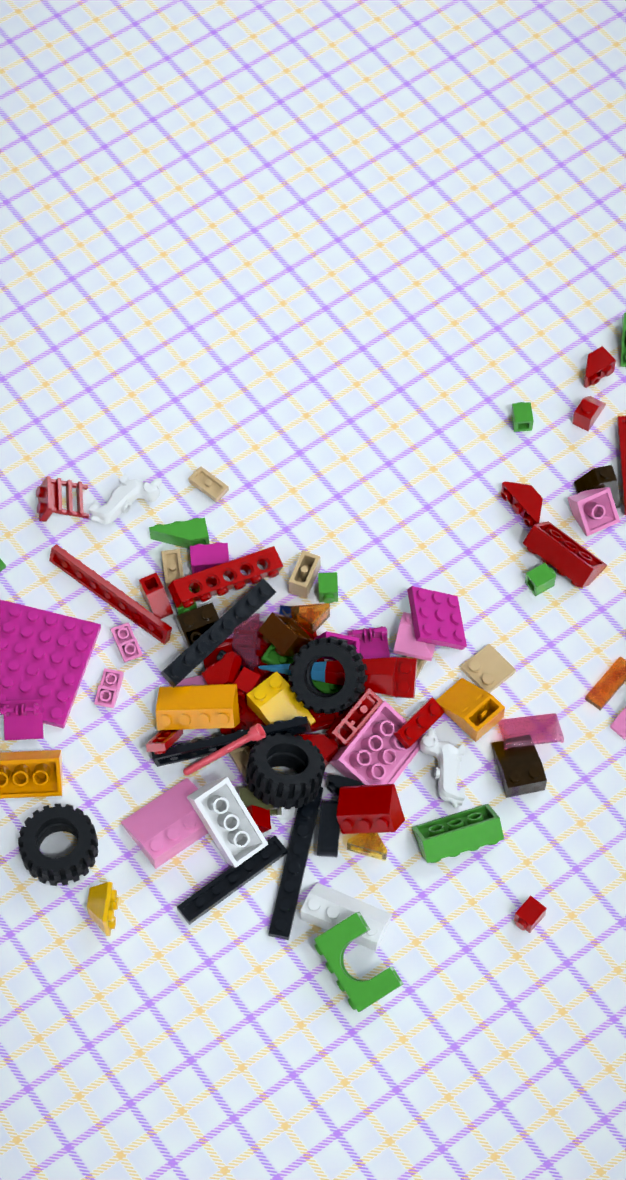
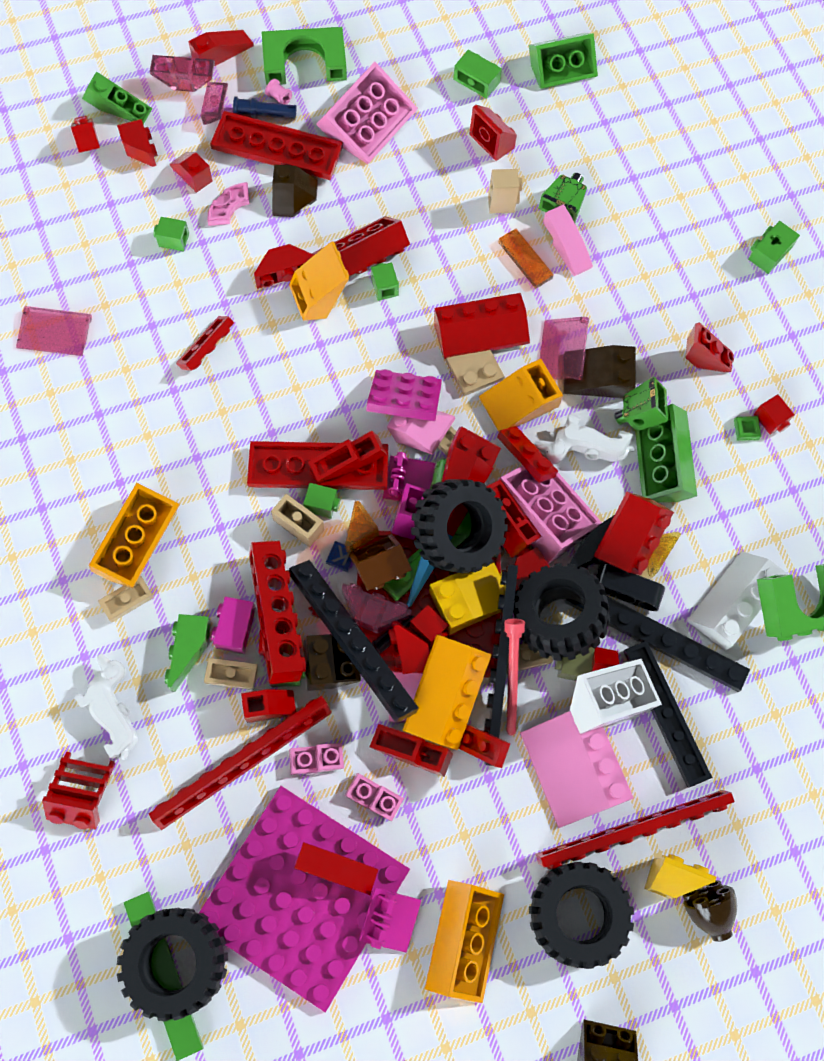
camera: 80 degrees left, 10 degrees up
(49, 670) = (336, 868): none -> red slope
(85, 939) = (713, 909): none -> dark brown piece
(137, 880) = (625, 832): none -> red plate
(147, 704) = (411, 750): none -> red slope
(255, 469) = (133, 536): none -> light orange slope
(357, 578) = (288, 467): none -> red plate
(367, 592) = (347, 457): none -> red slope
(408, 368) = (53, 330): none -> clear pink piece
(433, 470) = (205, 343): none -> red plate
(494, 800) = (644, 406): none -> bright green torso
(509, 528) = (319, 283): none -> light orange slope
(511, 898) = (747, 428): none -> bright green tile
(525, 661) = (482, 325): none -> red slope
(569, 447) = (226, 204): none -> bright pink tile
(570, 844) = (708, 351): none -> red slope
(588, 328) = (85, 134): none -> red slope
(594, 510) = (316, 204): bright pink slope -> none

